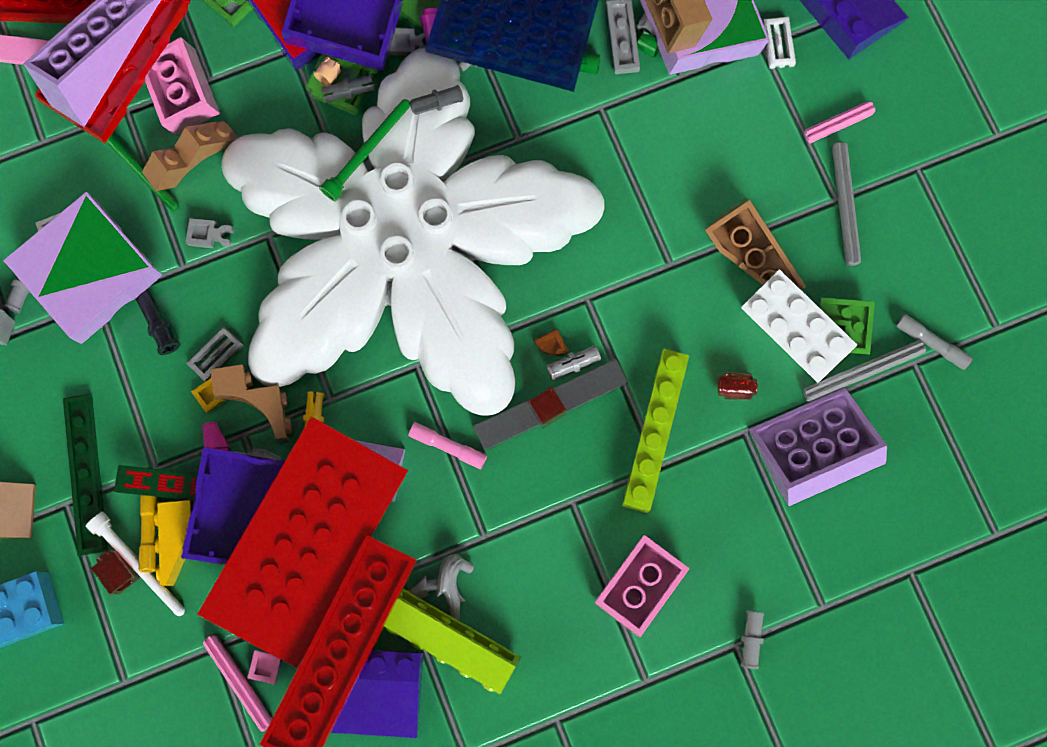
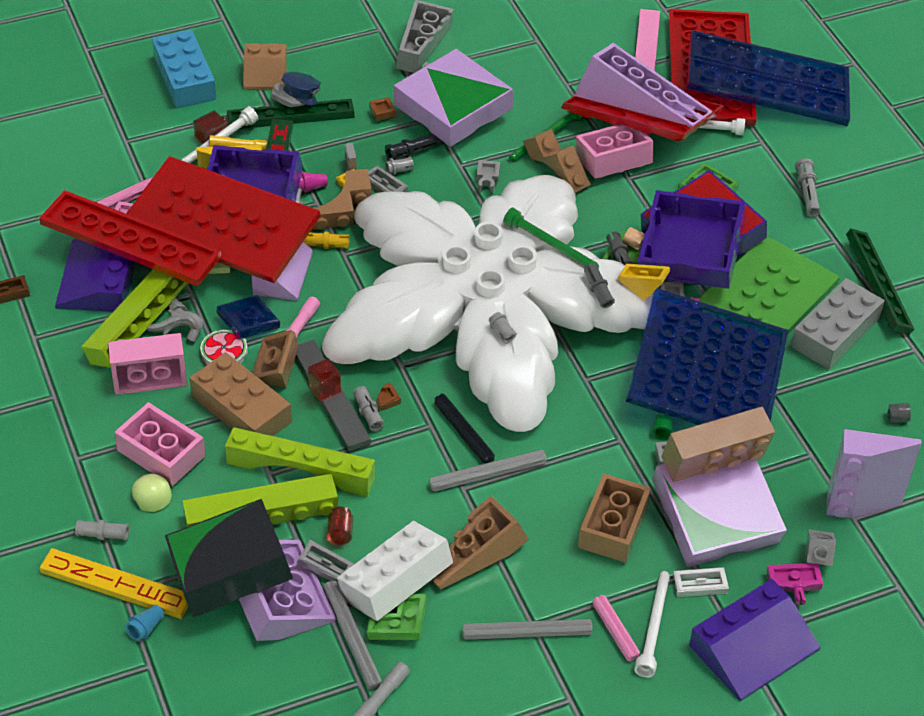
camera: 85 degrees right, 30 degrees down
(53, 464) = (297, 90): none -> dark blue piece
(85, 359) = (382, 109): none -> dark orange plate
(176, 394) = (350, 157): none -> light grey tile
(188, 337) = (400, 165): none -> light grey pin
(419, 53) = (643, 278): none -> yellow slope
(439, 503) = (248, 317): none -> clear blue plate
(486, 528) = (221, 342): none -> tile
(505, 203) = (499, 323): none -> light grey pin
(511, 466) = (276, 358): none -> medium nougat slope
(526, 611) = (147, 363): none -> bright pink brick
(569, 501) = (240, 397): none -> medium nougat brick
(595, 262) = (464, 429): none -> black axle
(651, 239) = (487, 470): none -> light grey axle
(696, 591) = (151, 492): none -> yellowish green hair
(715, 470) = (282, 500): none -> lime brick
(719, 112) = (614, 517): none -> medium nougat brick
(776, 417) = (321, 565): none -> light grey tile
(808, 495) = (228, 557): none -> black tile
(816, 618) = (114, 582): none -> yellow tile
(868, 580) = (142, 624): none -> dark azure cone
(880, 96) = (646, 664): none -> white piece

